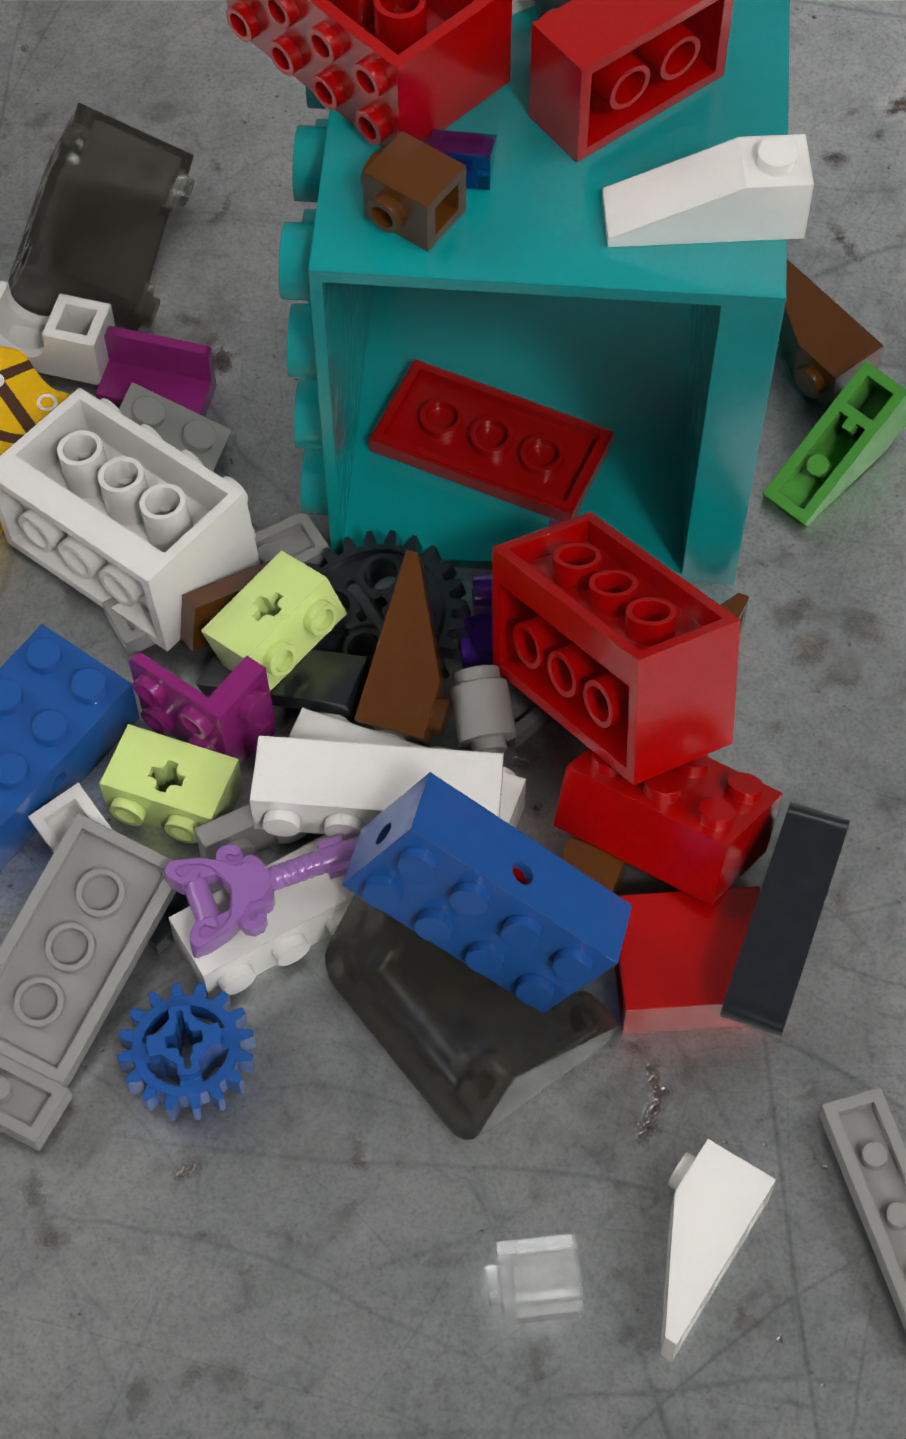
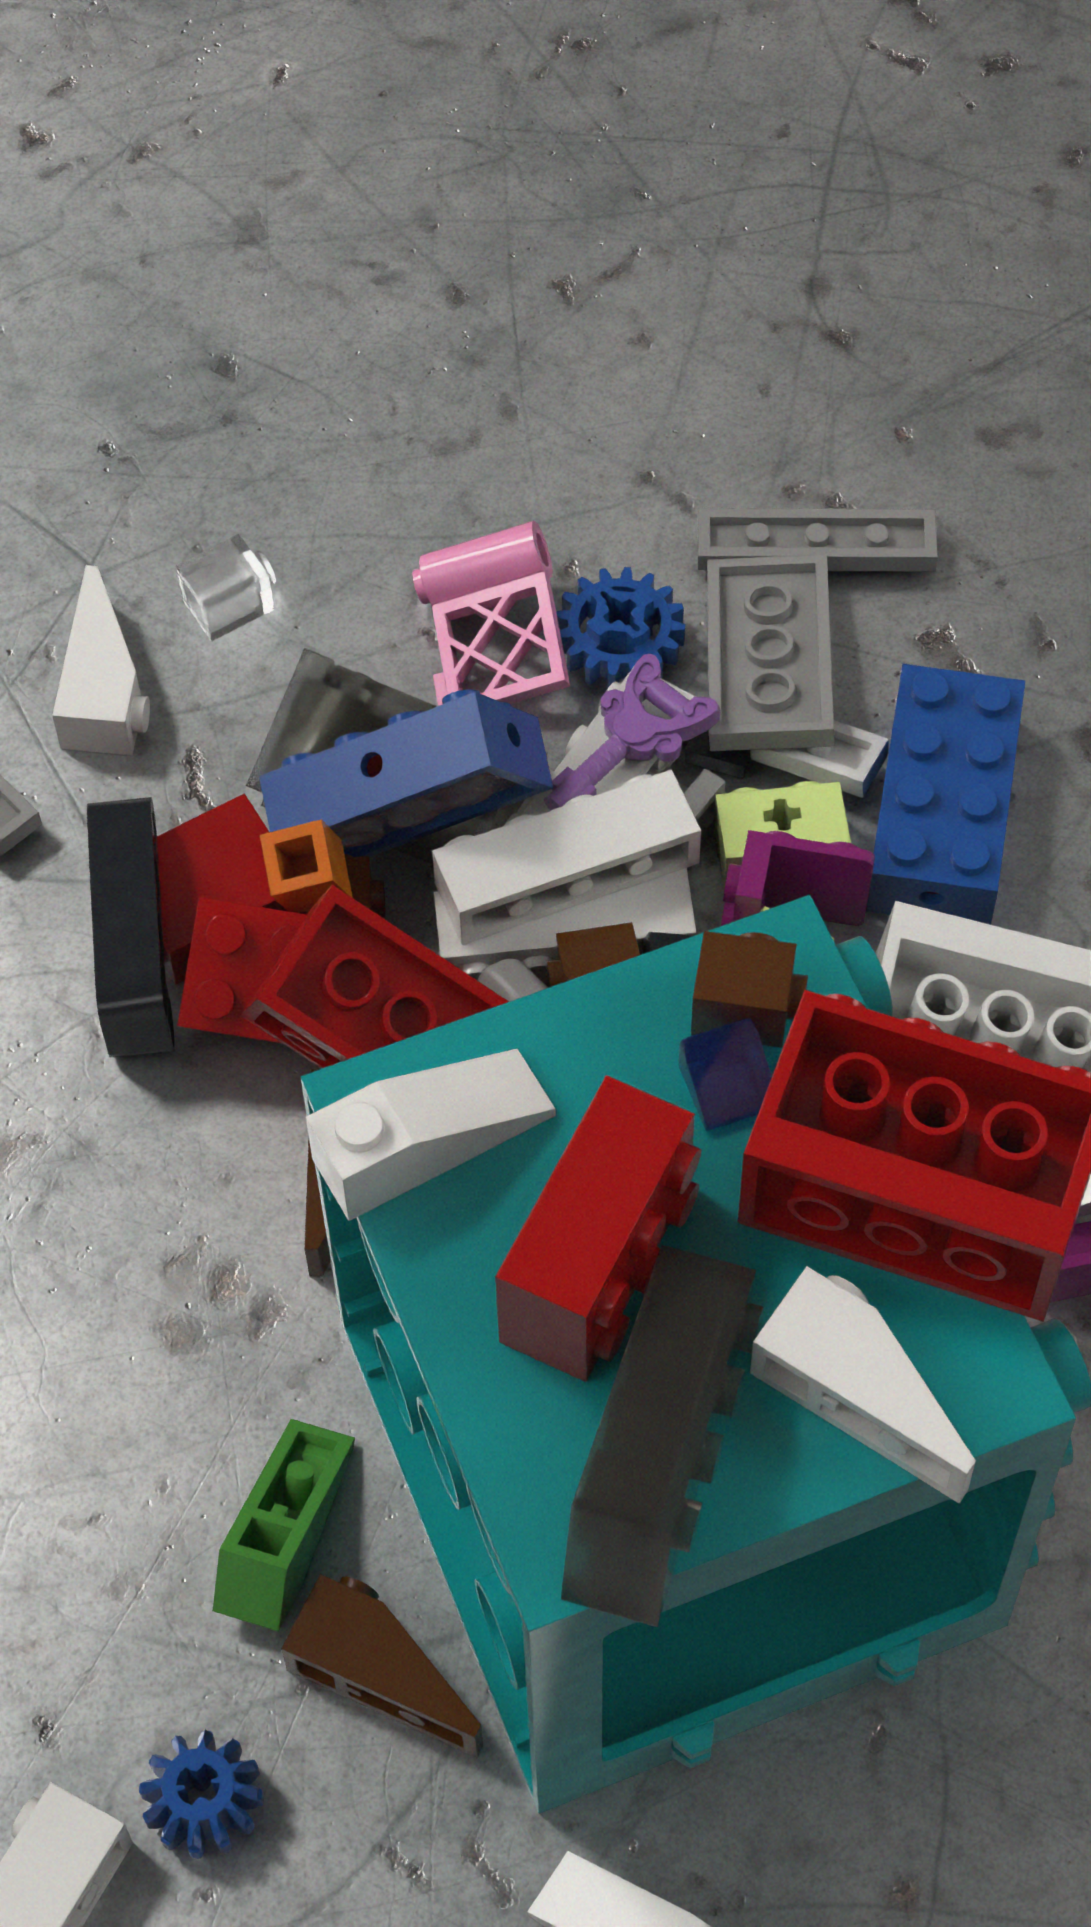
camera: 155 degrees right, 0 degrees up
(289, 1155) = (488, 575): none -> bright pink piece
(618, 853) = (304, 864): none -> orange brick

